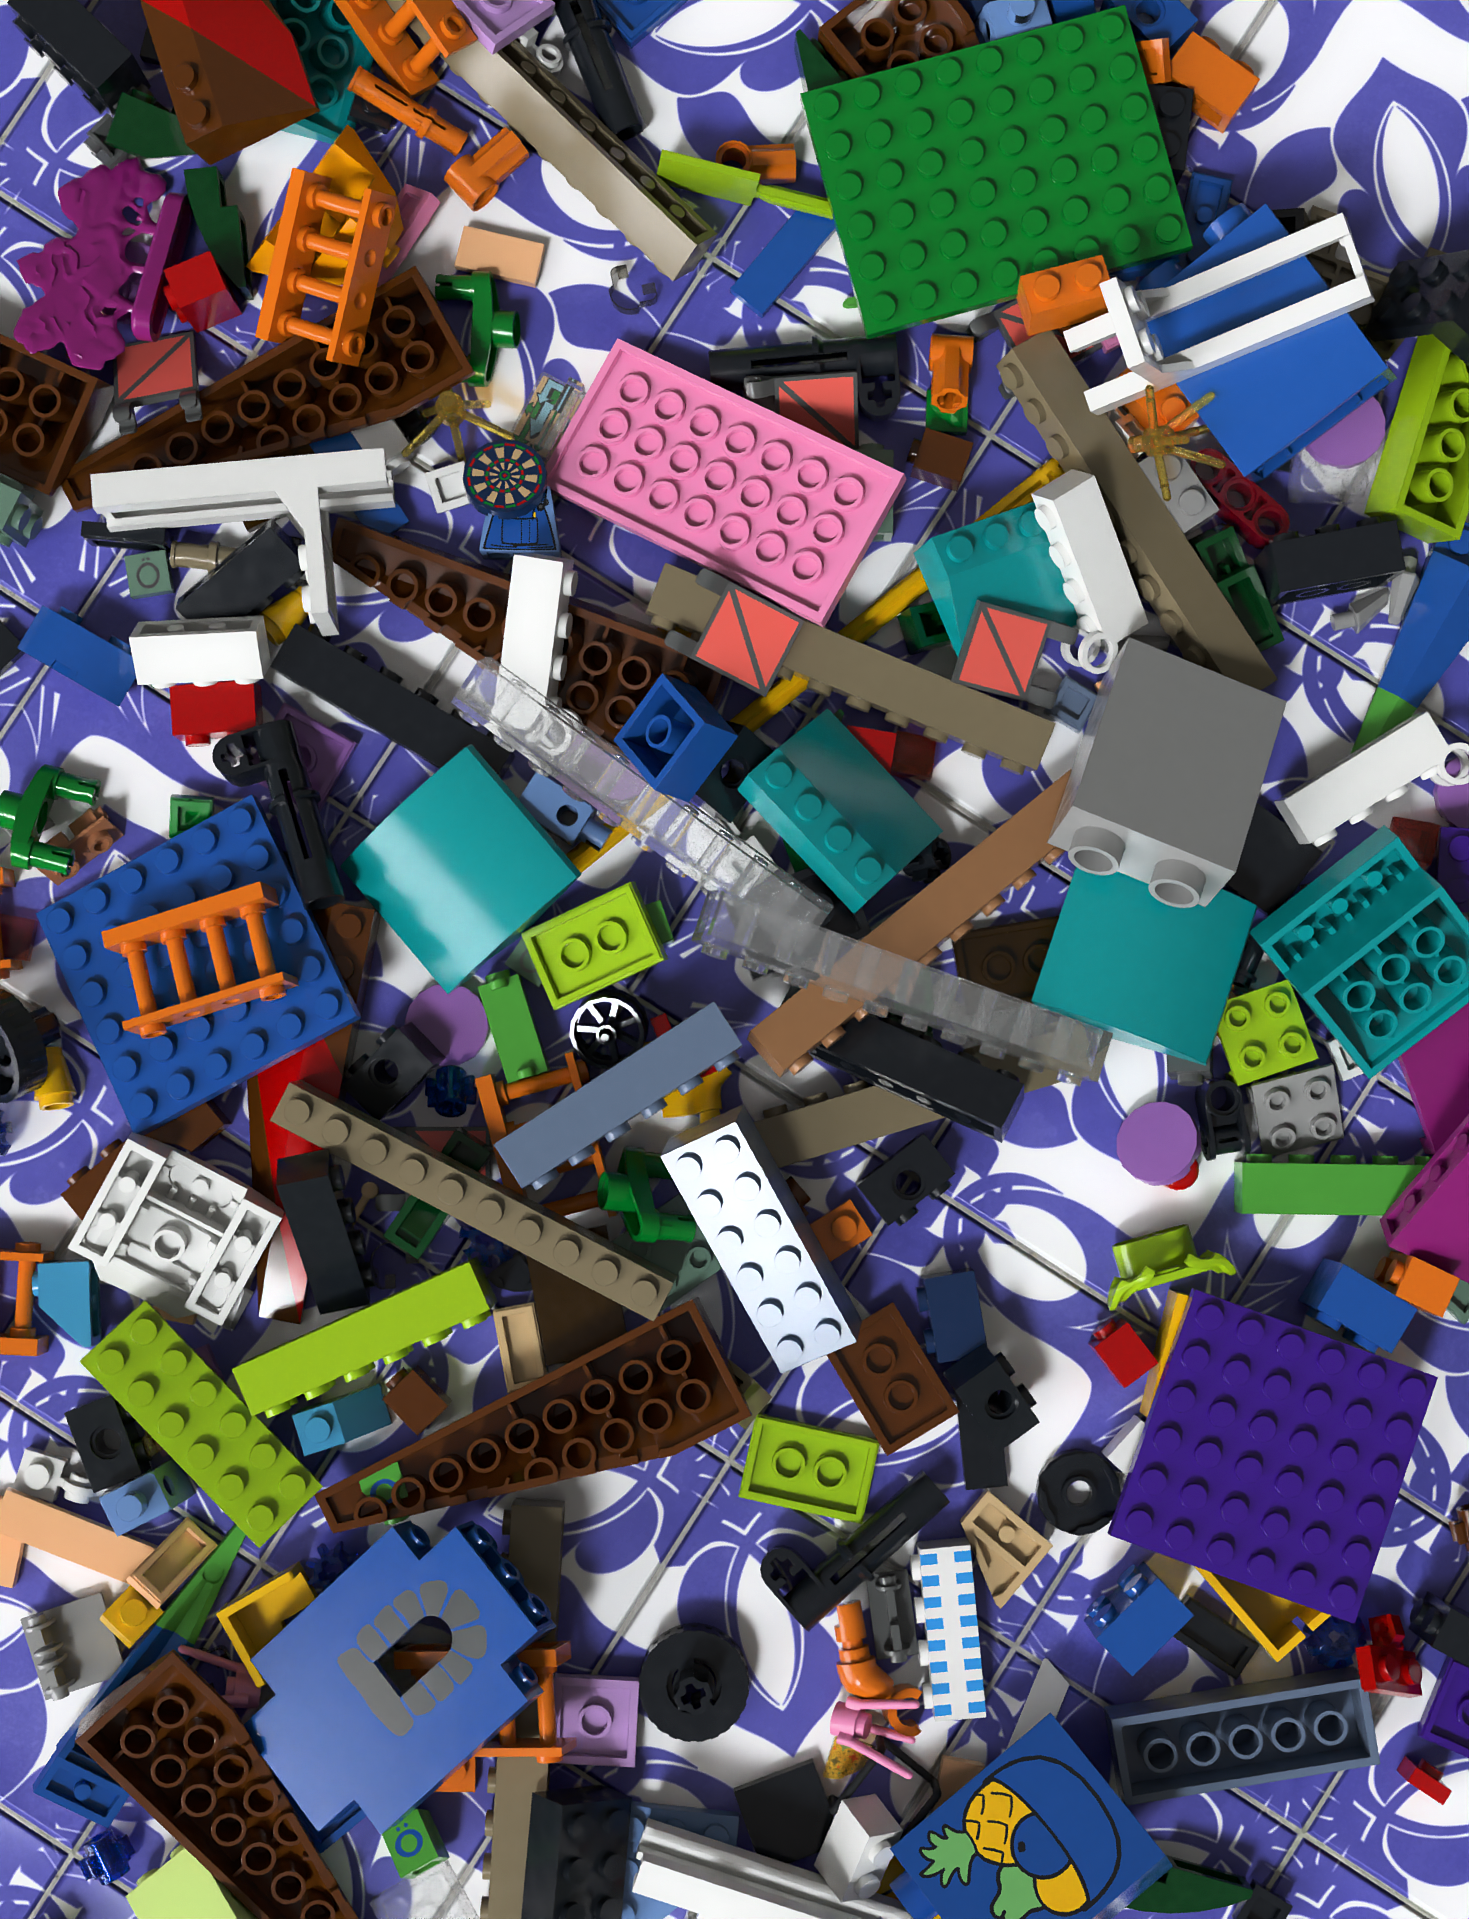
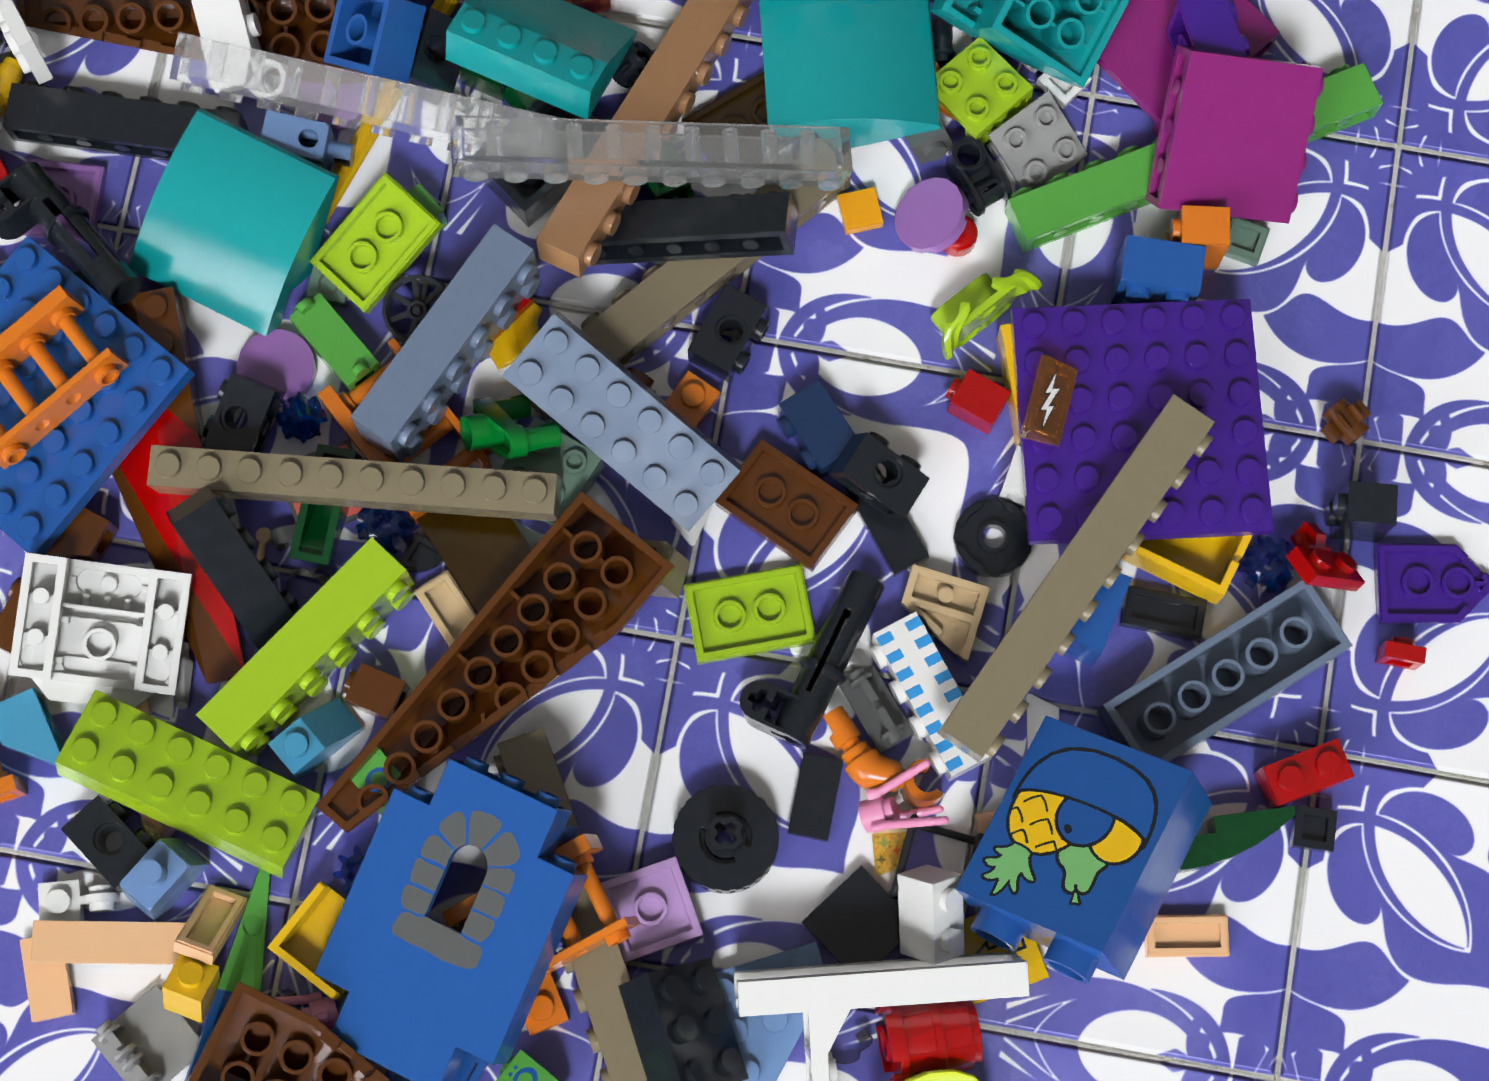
camera: 20 degrees left, 10 degrees down
(797, 1676) = (815, 797): none -> black tile
(1090, 1103) = (859, 211): none -> light orange tile
(1139, 1601) = (1075, 579): none -> dark tan brick
(1189, 1407) = (1048, 401): none -> clear orange slope
(1276, 1858) = (1303, 774): none -> red brick

